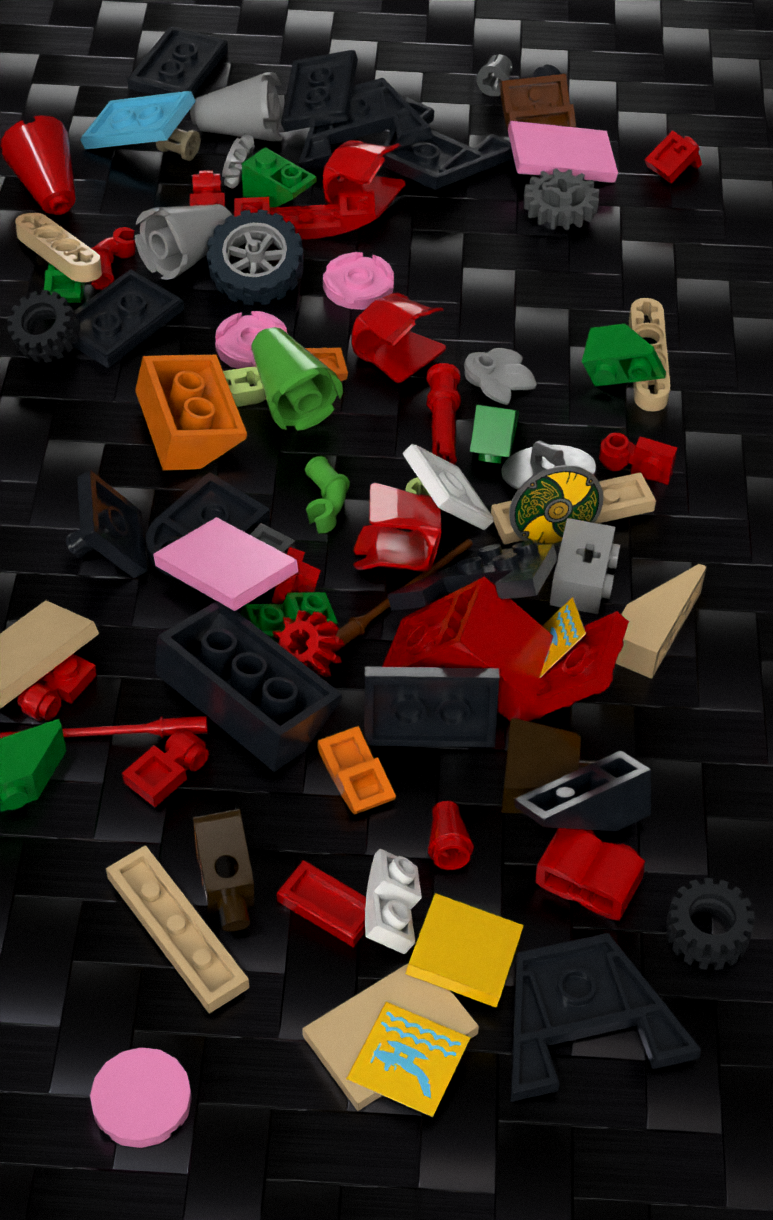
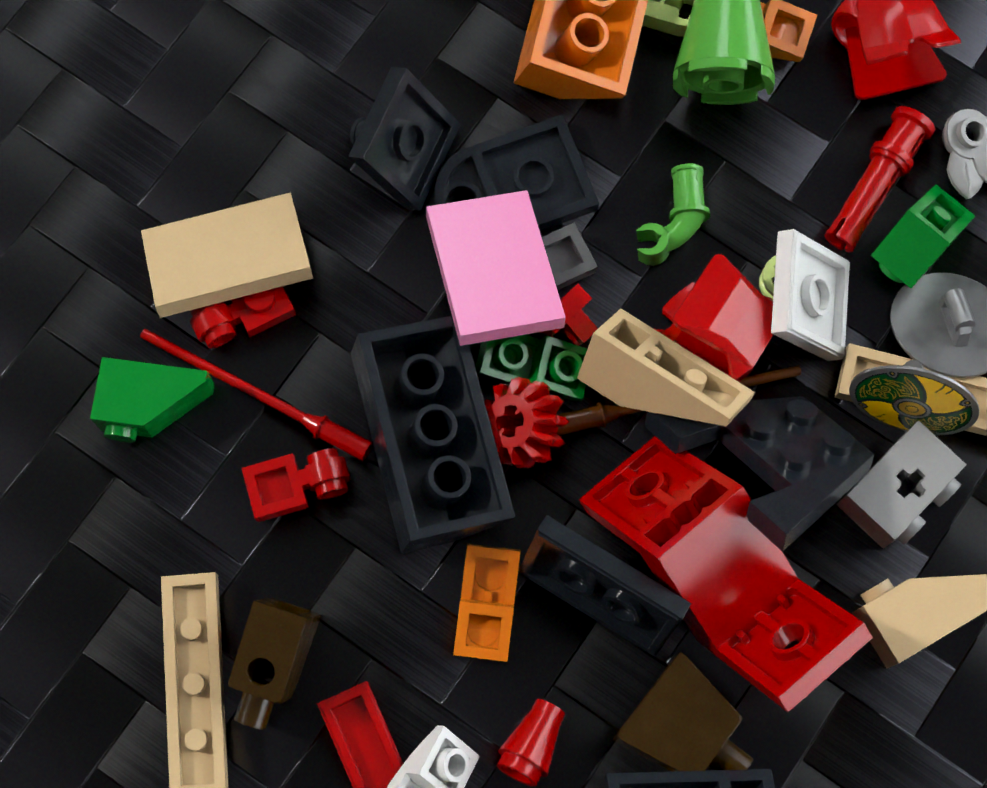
camera: 30 degrees right, 25 degrees up
(367, 572) = (657, 375): none -> tan slope
(566, 632) = (804, 593): yellow sticker -> none

